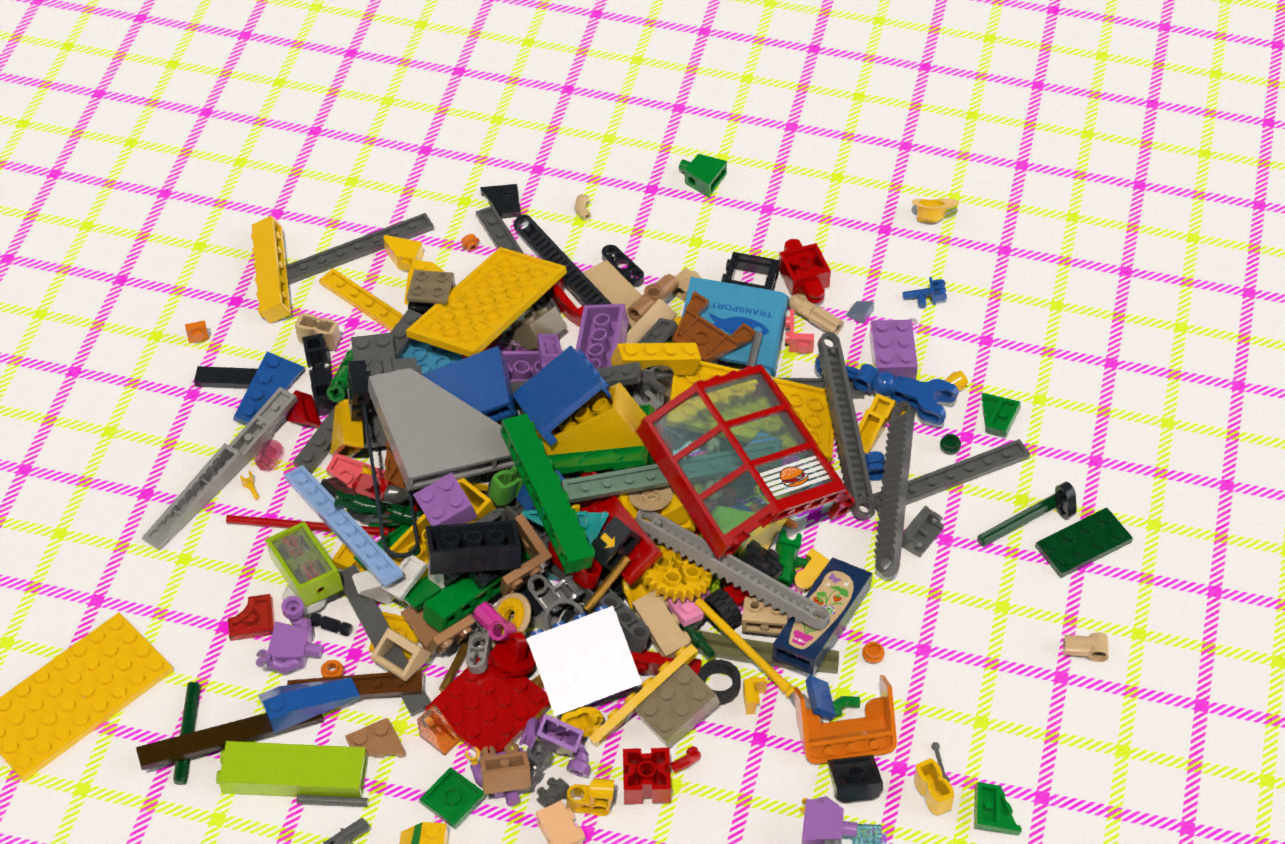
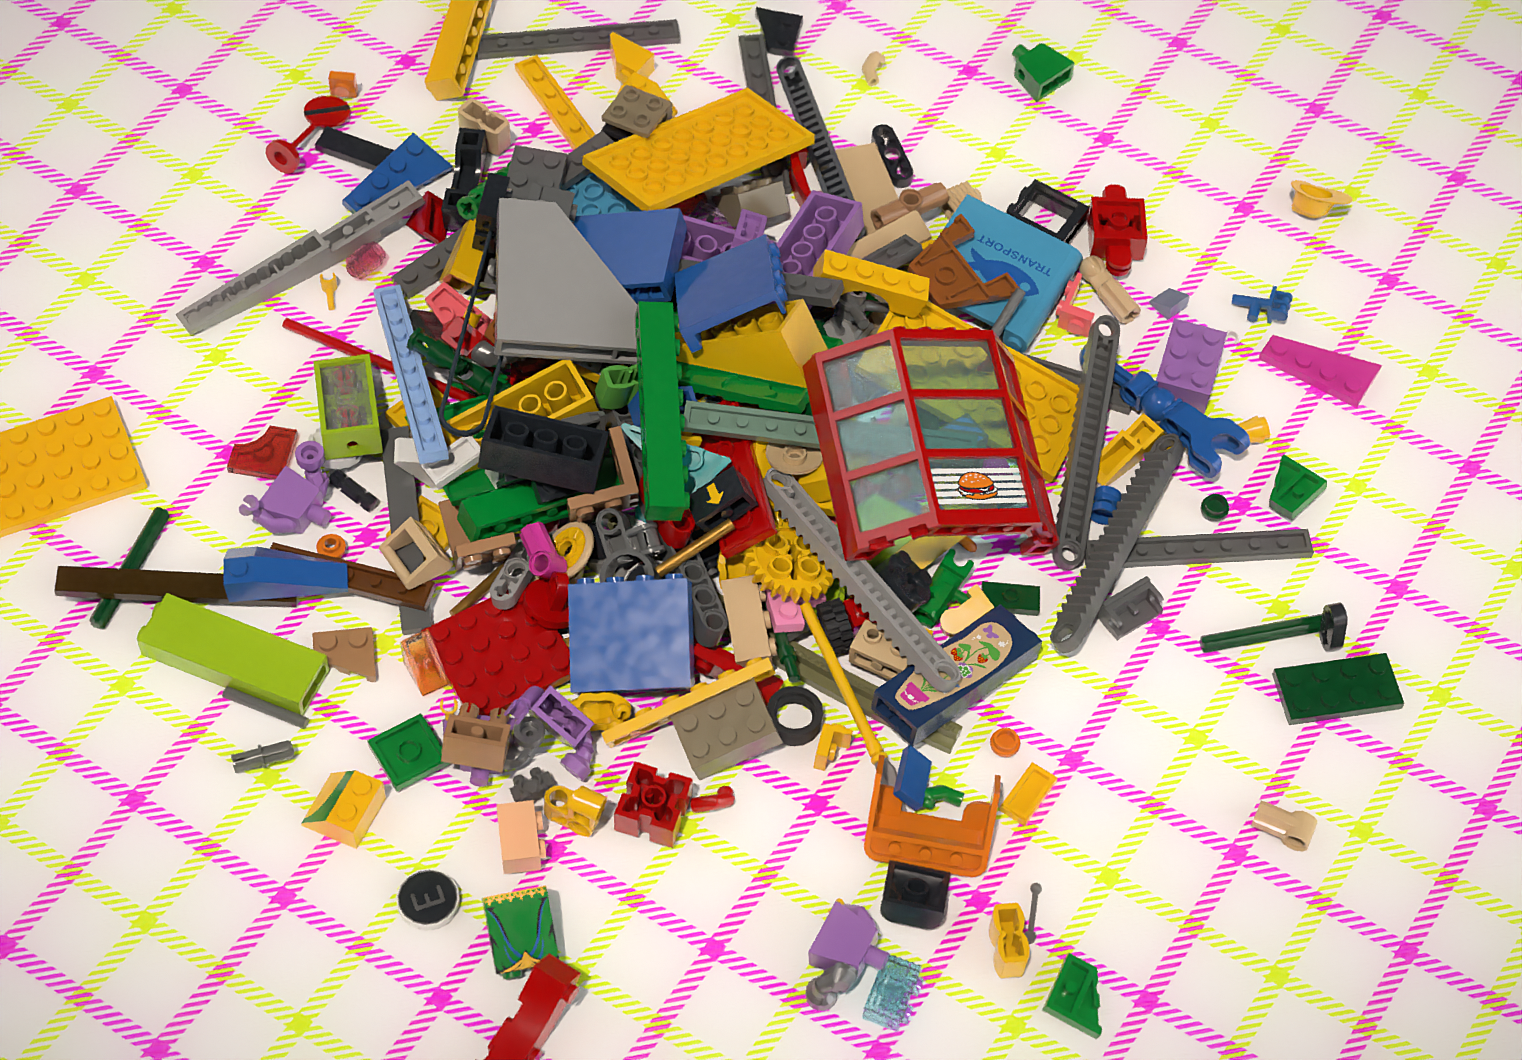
camera: 15 degrees right, 5 degrees up
(188, 357) = (319, 112): none -> red piece
(445, 502) = (534, 384): medium lavender brick -> none
(469, 242) = (715, 71): orange plate -> none
(841, 549) = (1013, 597): none -> dark green plate
(904, 682) = (1028, 794): none -> yellow tile
(983, 325) = (1326, 370): none -> dark pink wing

